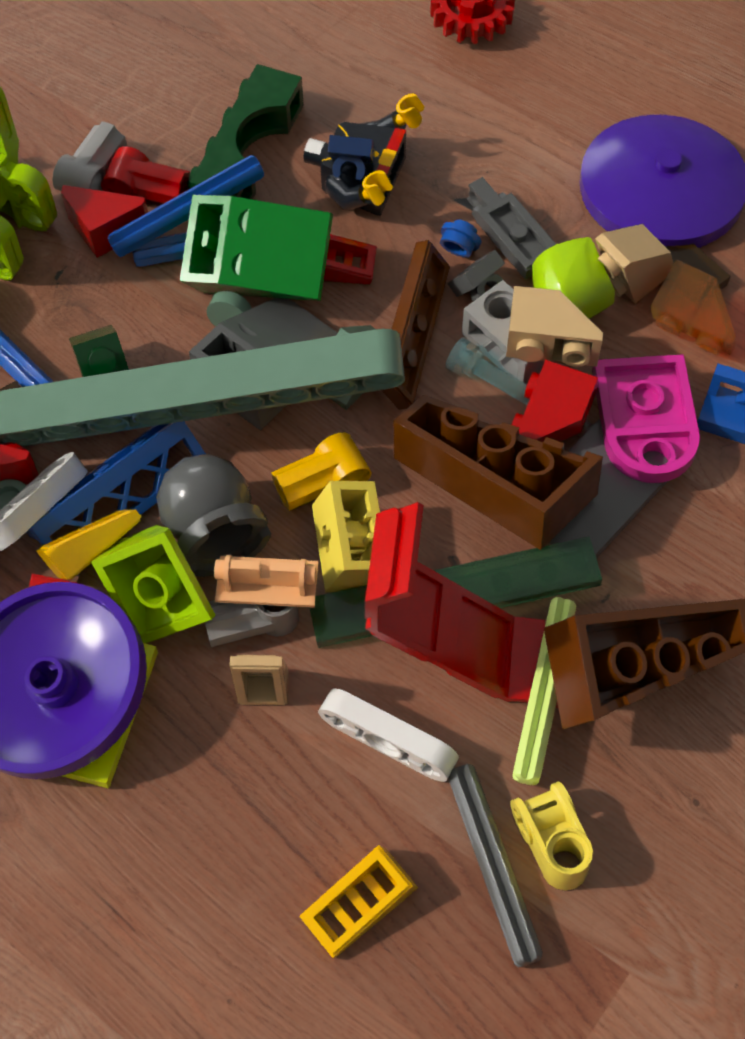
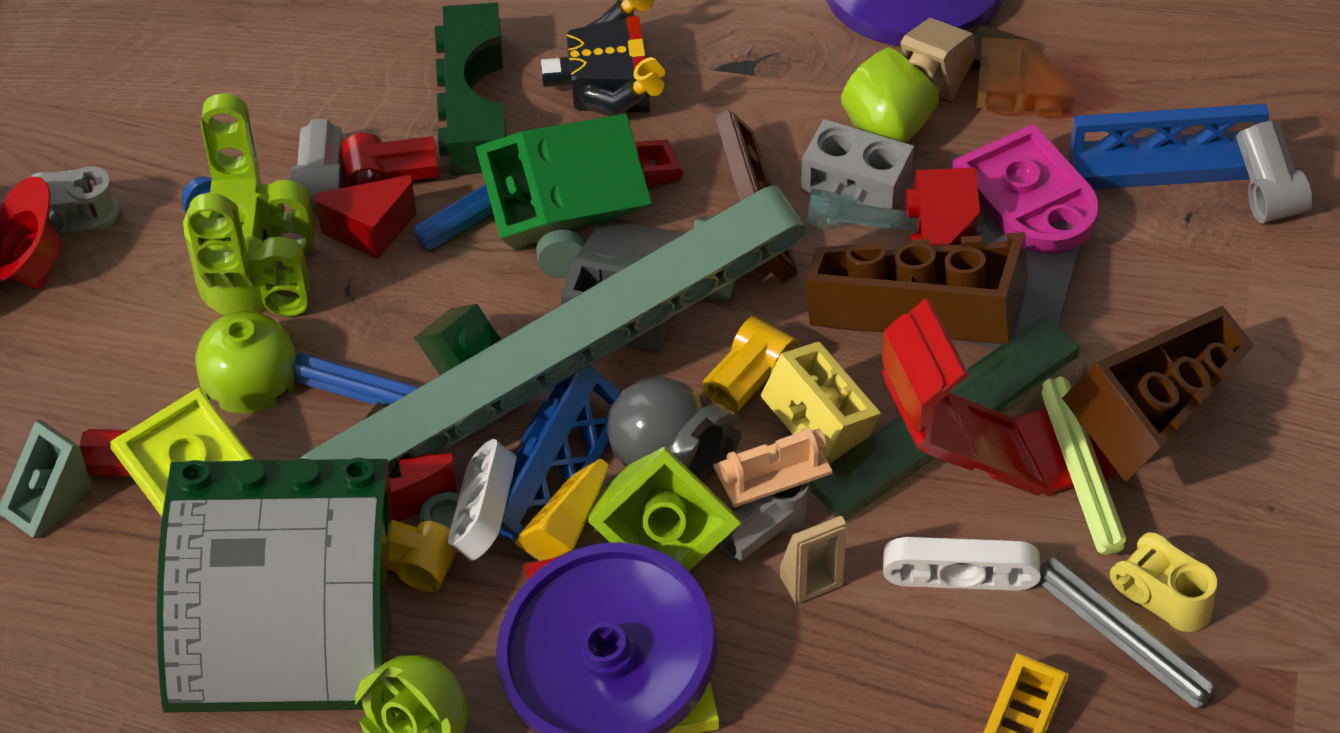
camera: 25 degrees left, 10 degrees down
(178, 209) = (458, 168): blue axle -> none
(351, 151) = (605, 51): dark blue tile -> none
(460, 238) = (750, 100): blue plate -> none
(477, 276) = (790, 128): dark grey tile -> none
(508, 226) = (791, 72): dark grey hinge -> none
(551, 328) = (901, 138): tan slope -> none

